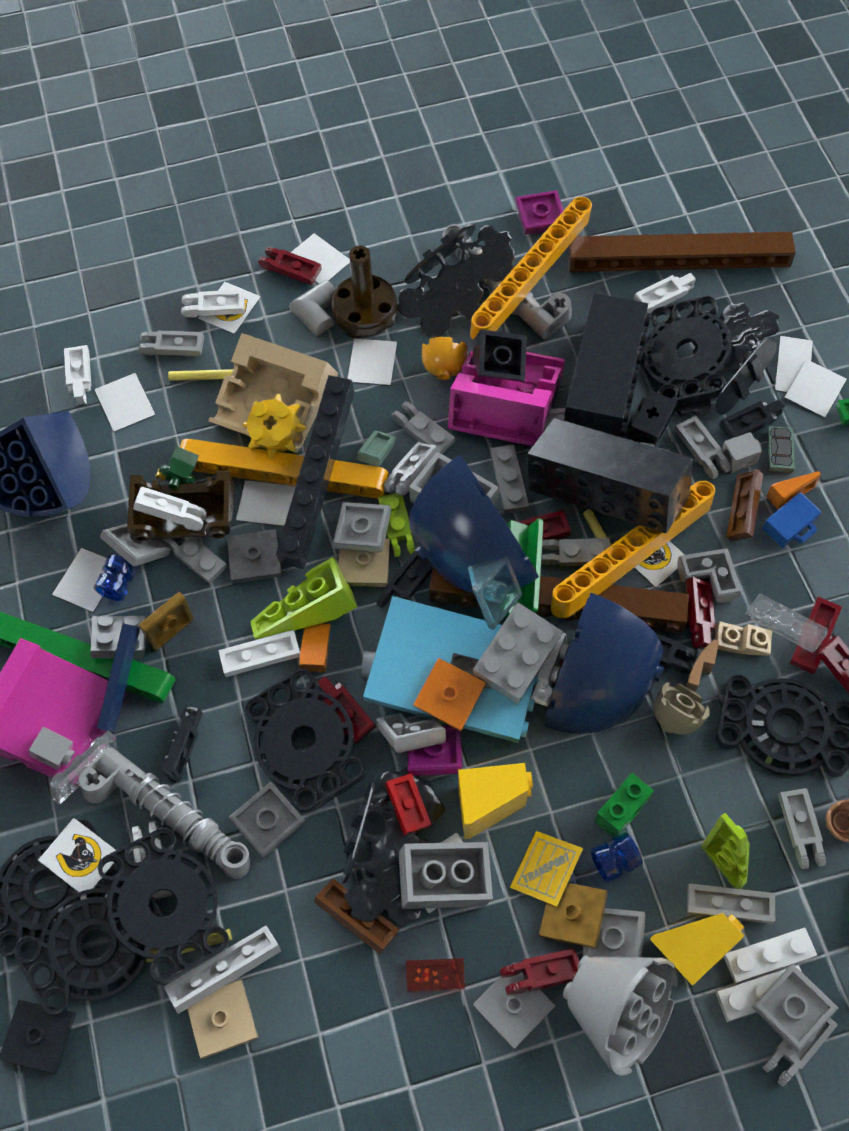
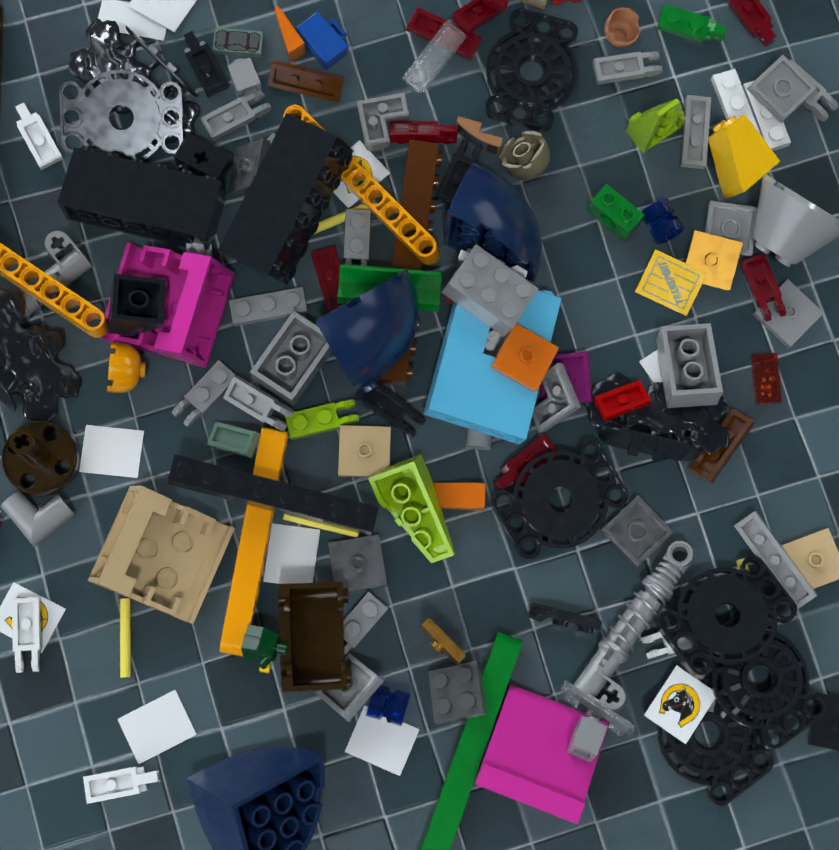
camera: 100 degrees left, 15 degrees up
(118, 677) = (509, 680): dark blue tile -> none
(170, 508) = (316, 650): white hinge -> none
(171, 343) = (82, 675): light grey hinge -> none
(259, 653) = (469, 549): white plate -> none
(276, 437) = (211, 529): yellow brick -> none
(362, 527) = (330, 451): light grey plate -> none
(491, 795) = (615, 325): yellow slope -> none
(495, 588) = (429, 309): clear light blue slope -> none
(746, 640) = (447, 98): tan slope -> none

